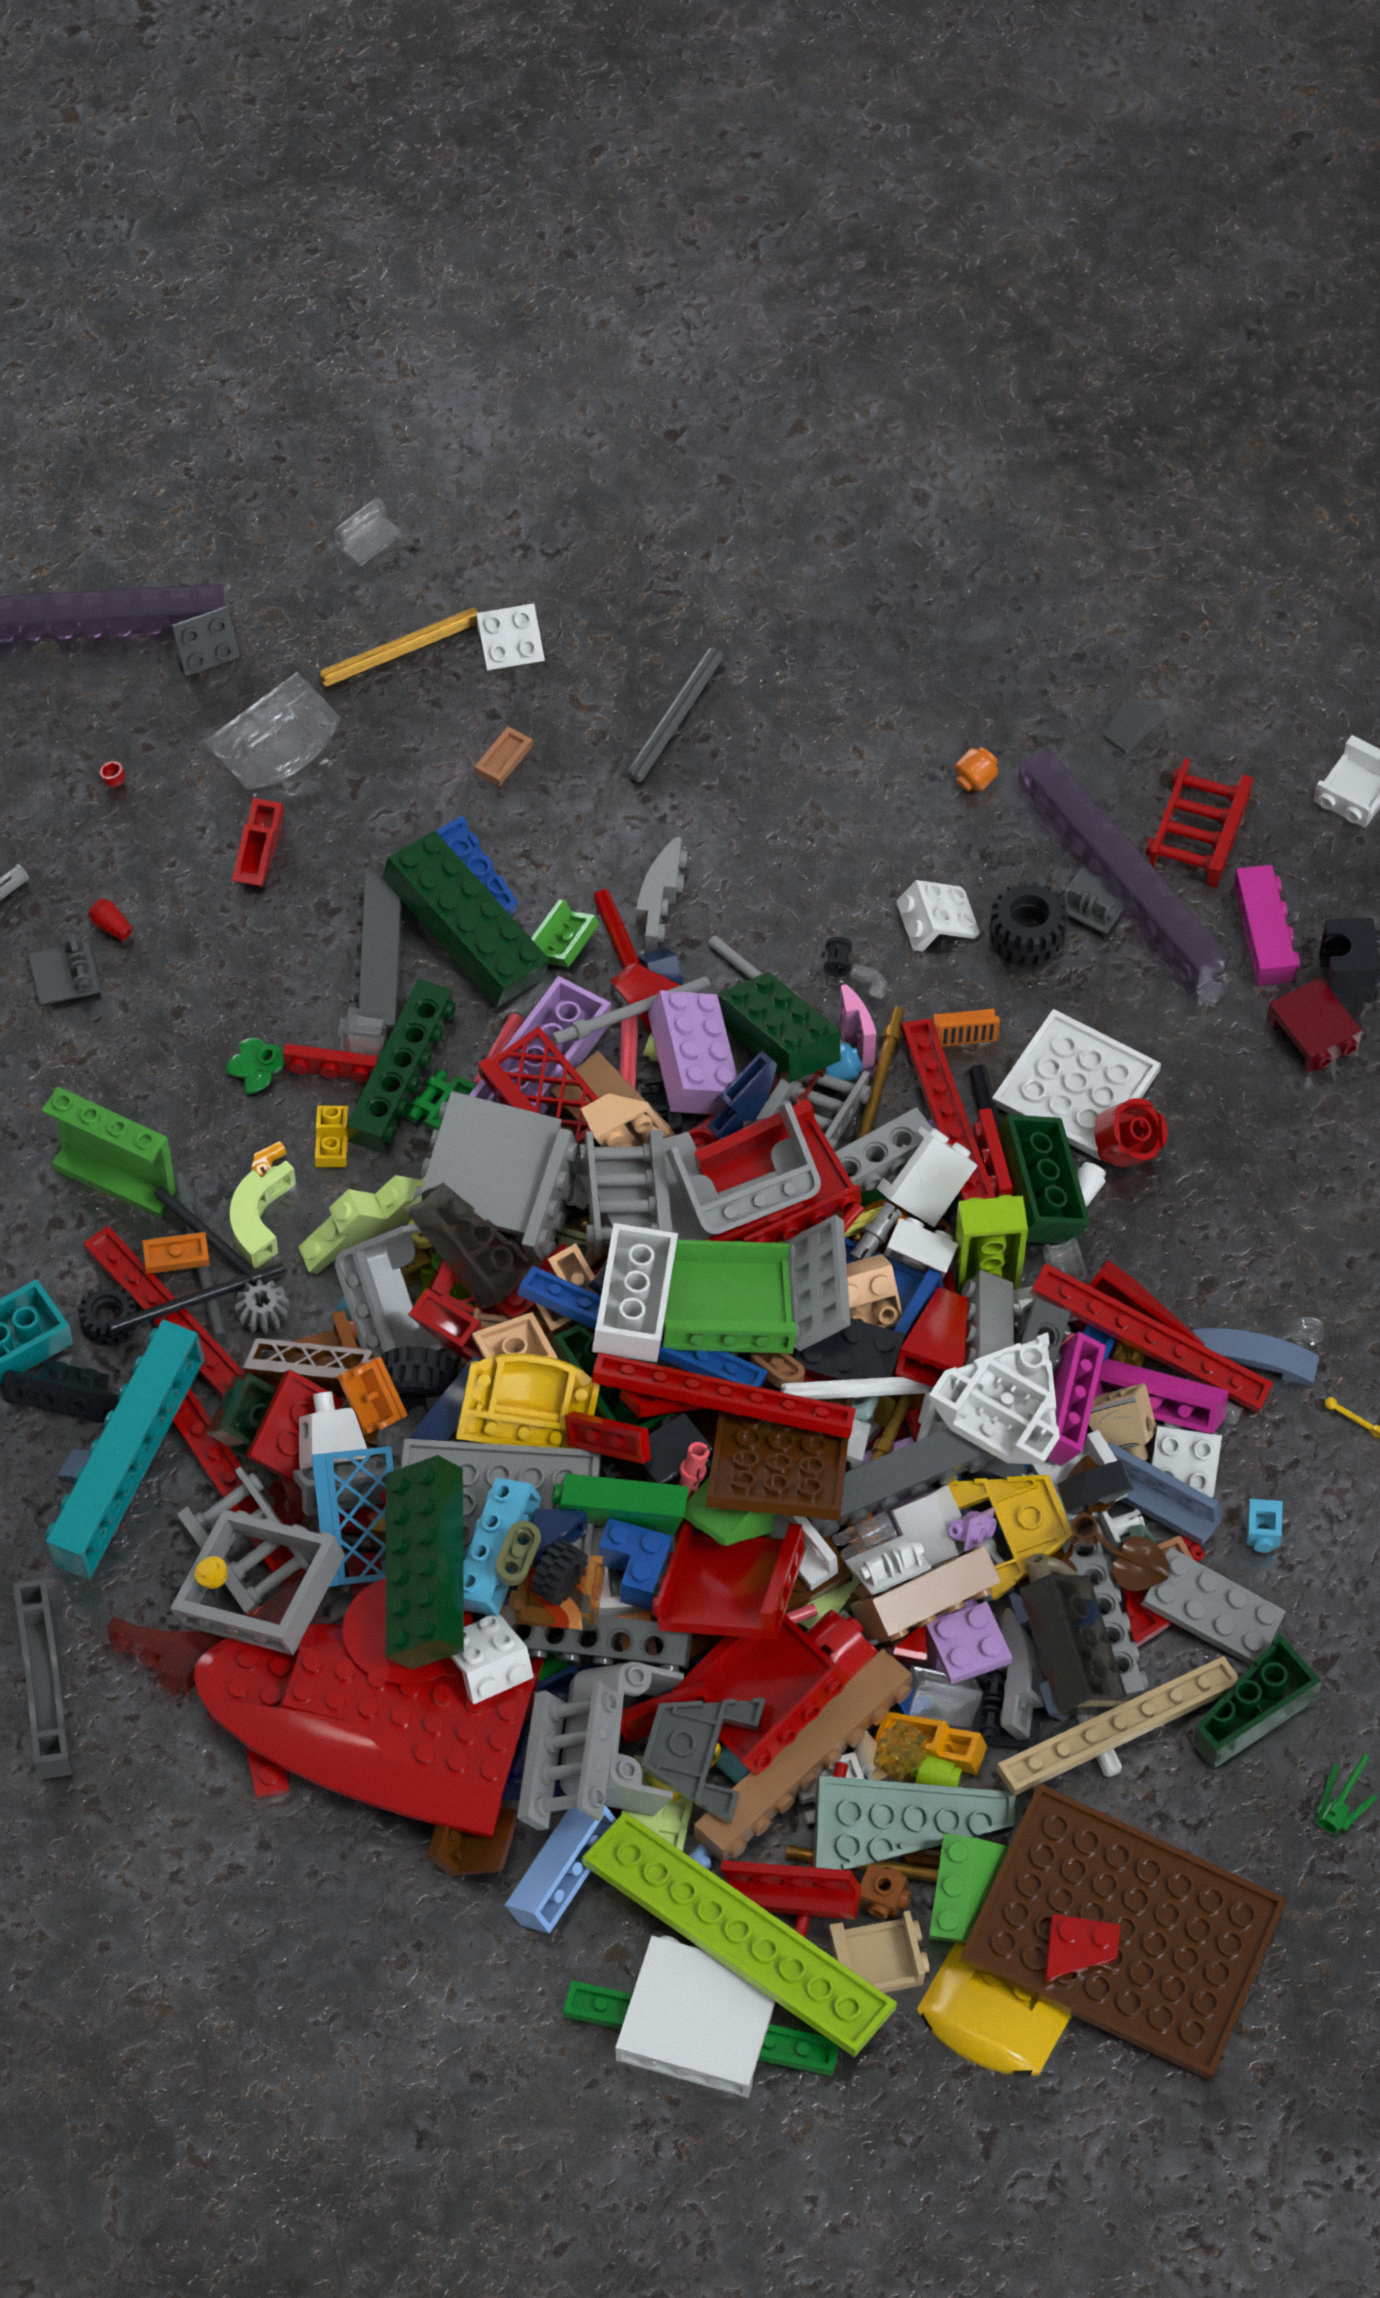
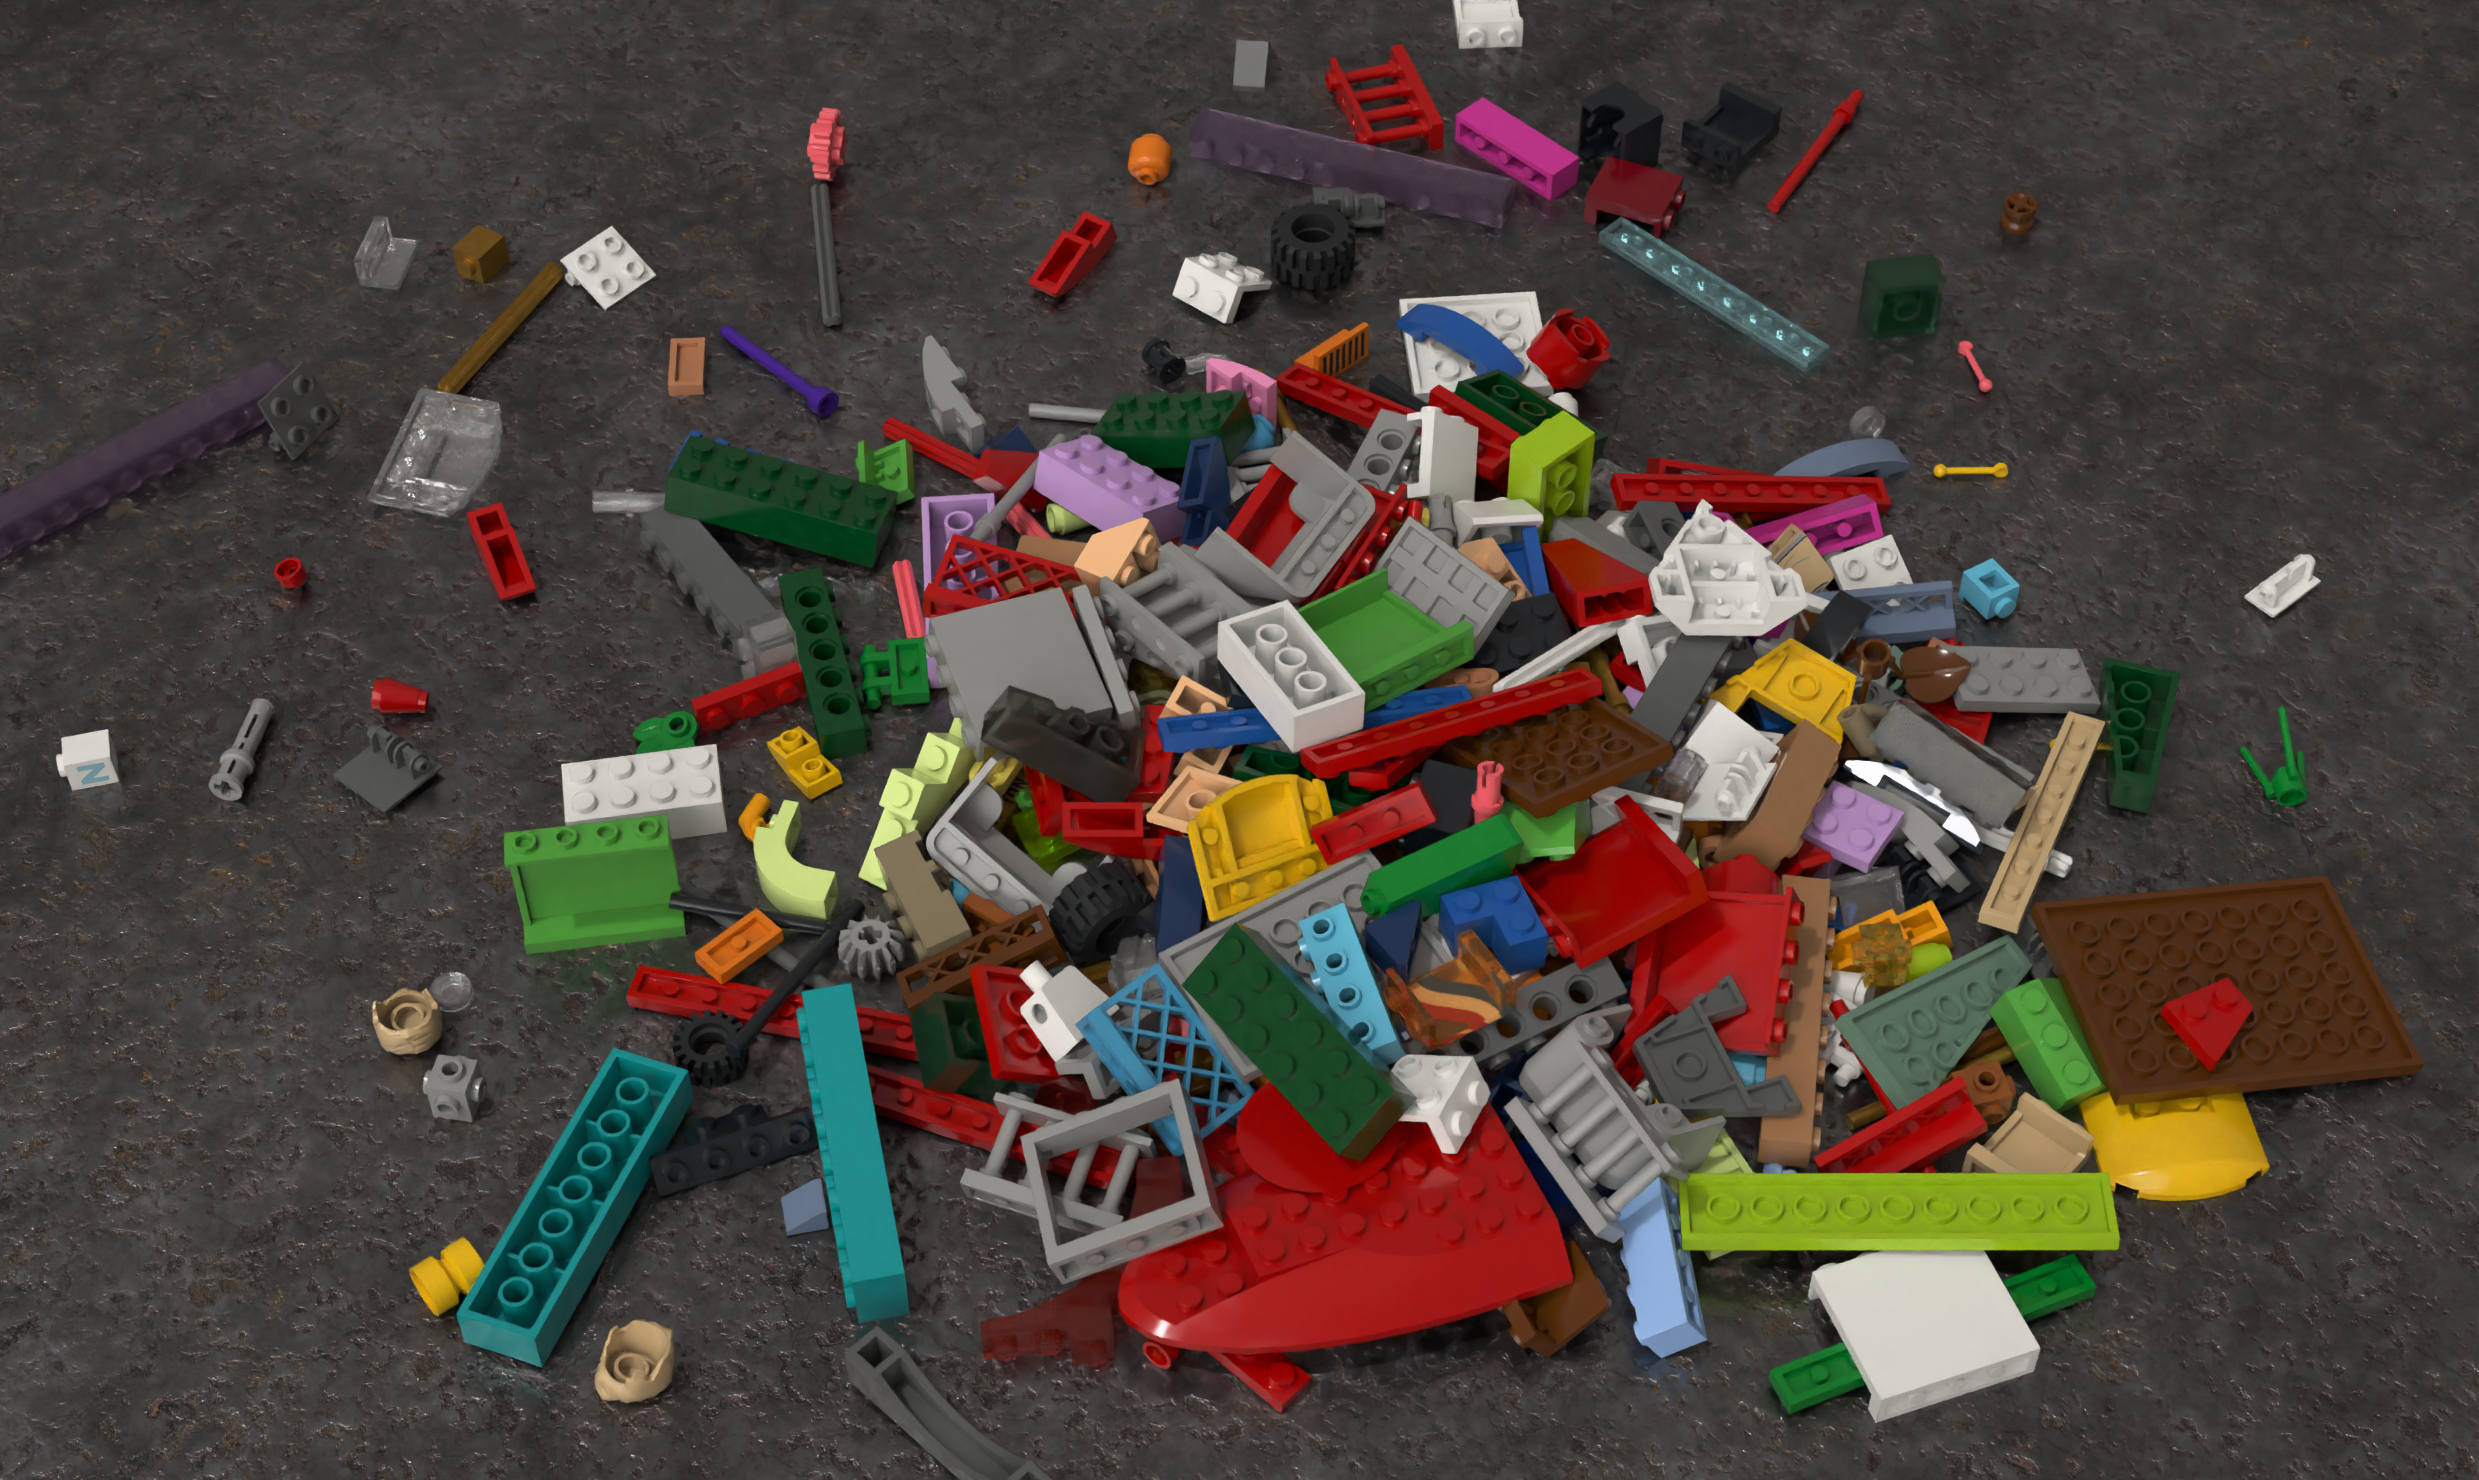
camera: 35 degrees left, 10 degrees down
(204, 1099) = (669, 782): none -> white brick
(211, 1572) = (1067, 1198): yellow plate -> none
(312, 1294) = (919, 898): none -> dark tan wedge
(372, 850) = (626, 502): none -> clear pin
(372, 1395) = (1082, 939): orange hinge -> none
(430, 572) = (480, 254): none -> pearl gold brick
(517, 1555) = (1393, 979): olive plate -> none
(559, 1572) = (1444, 967): black tyre -> none
(570, 842) = (819, 399): none -> dark purple piece
(742, 619) = (827, 144): none -> coral gear
(803, 1096) = (1253, 471): clear red hinge -> none
(848, 825) = (1074, 255): none -> red slope
(973, 1528) = (1770, 717): lavender hinge -> none
(1061, 1076) = (1462, 337): none -> blue slope
(1298, 1147) = (1714, 294): none -> clear light blue plate

